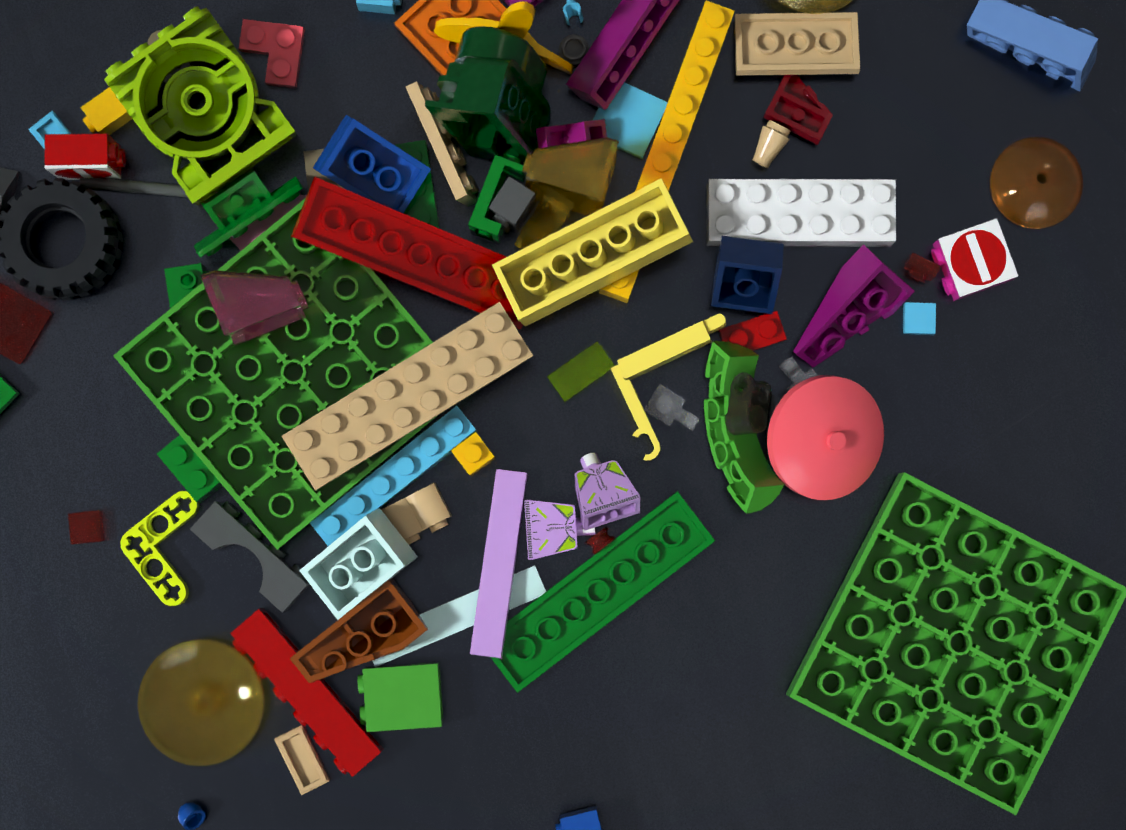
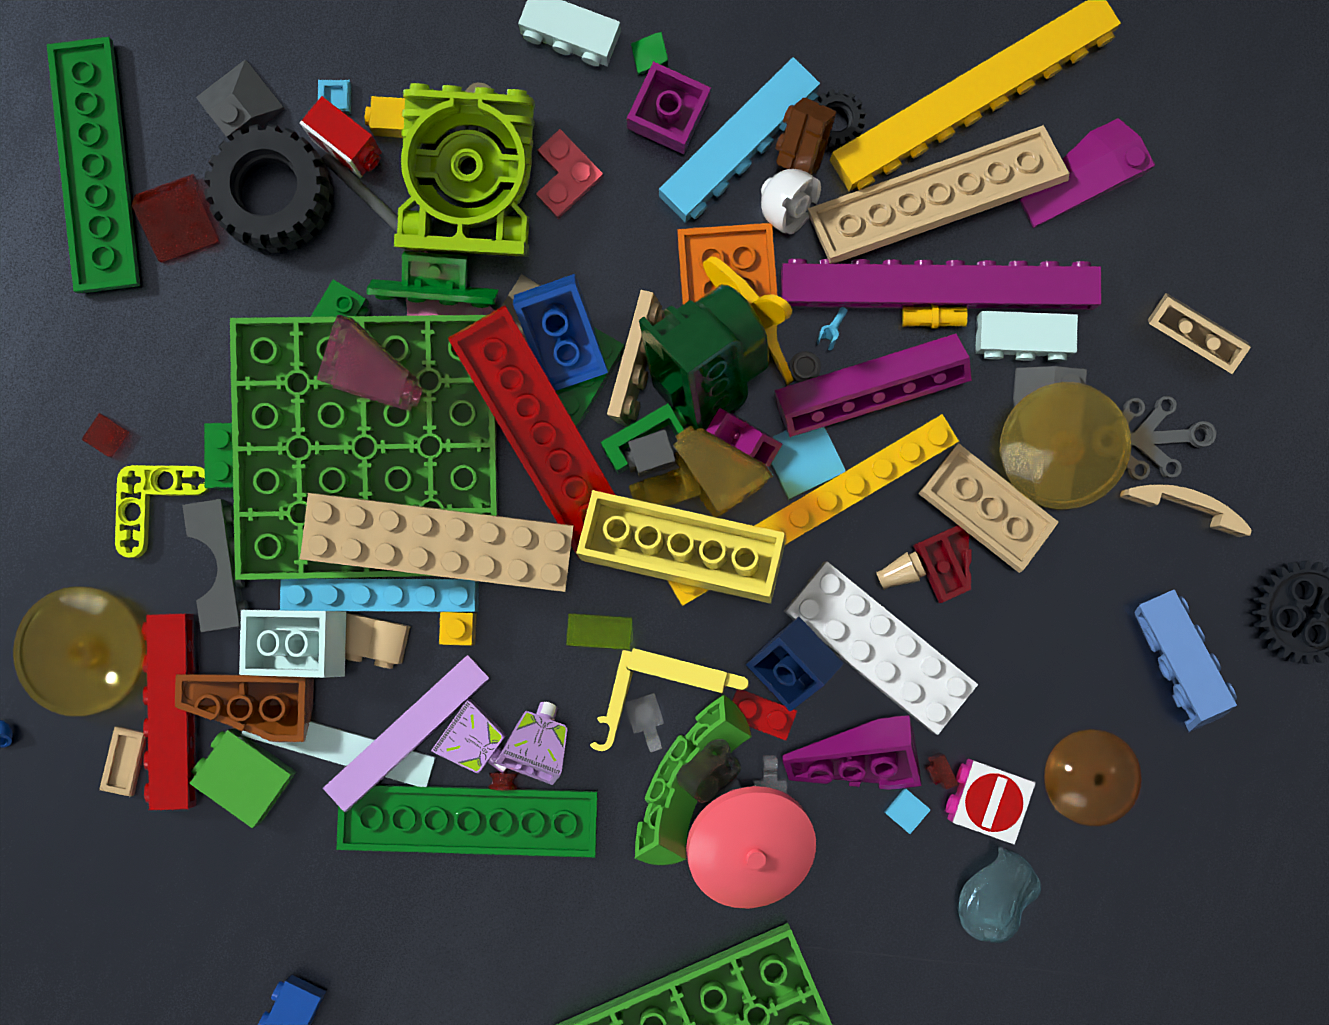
camera: 30 degrees right, 0 degrees up
(1037, 327) = (996, 897): none -> clear light blue piece

